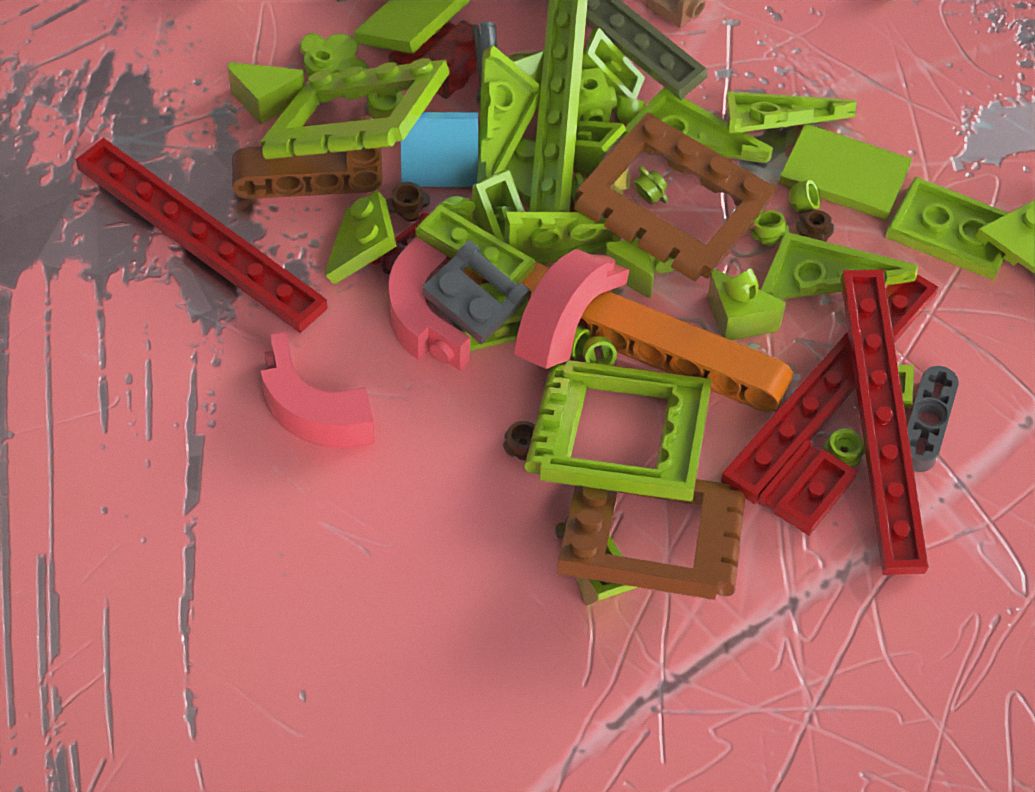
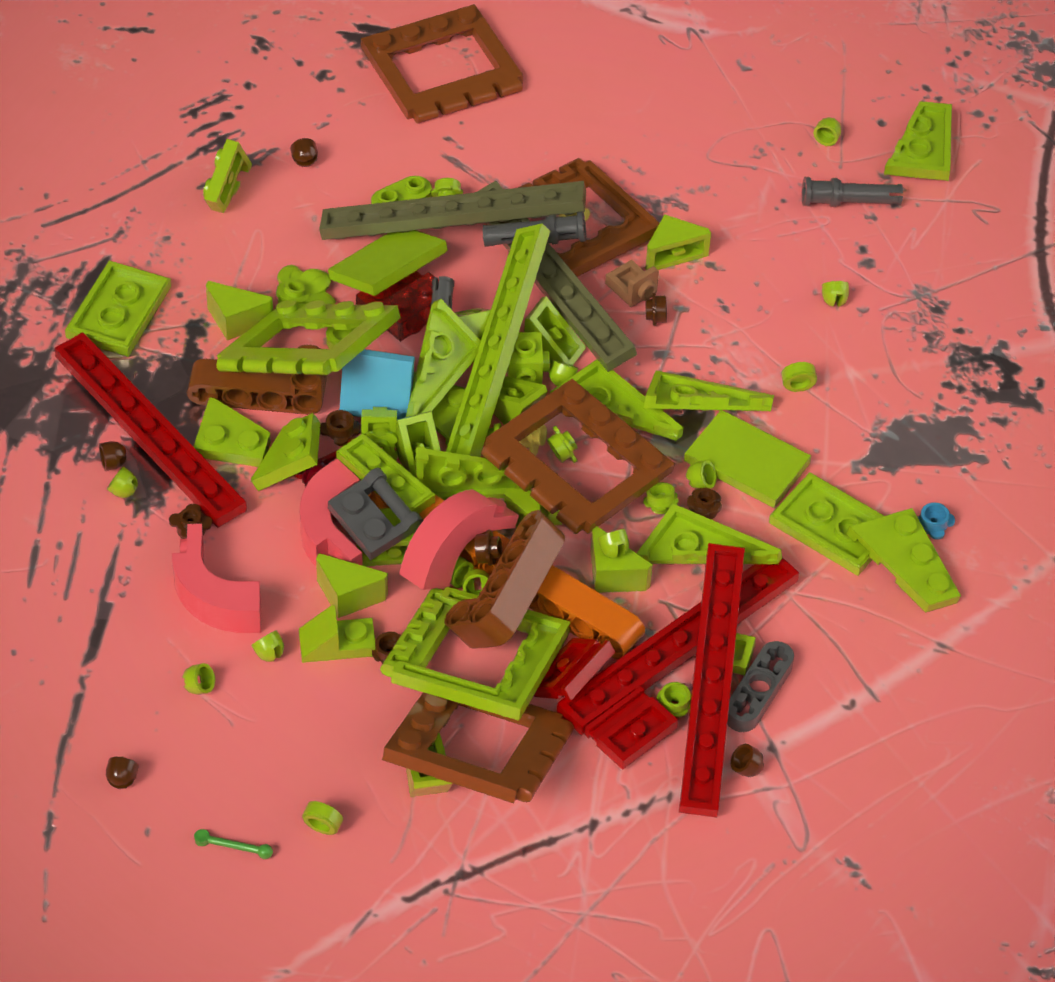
camera: 10 degrees right, 5 degrees down
(135, 105) = (119, 307): none -> lime tile
(165, 269) = (112, 455): none -> reddish brown hinge
(185, 299) = (123, 483): none -> lime hinge
(258, 632) = (121, 772): none -> reddish brown hinge
(267, 321) = (190, 513): none -> reddish brown plate
(291, 229) = (231, 436): none -> lime wing
(322, 500) = (207, 679): none -> lime hinge
(368, 693) = (203, 838): none -> bright green hinge
(390, 459) = (269, 647): none -> lime hinge
(447, 186) = (378, 418): none -> lime tile
(457, 439) = (330, 639): none -> lime slope
(461, 375) = (350, 584): none -> lime slope
(498, 648) = (322, 818): none -> lime tile
(608, 311) = (488, 548): none -> reddish brown plate
(645, 351) = (511, 586): none -> dark orange beam
(708, 26) = (656, 309): none -> reddish brown plate
(731, 430) = (574, 668): none -> red plate
(876, 76) = (799, 376): none -> lime tile
(939, 498) = (747, 760): none -> reddish brown hinge

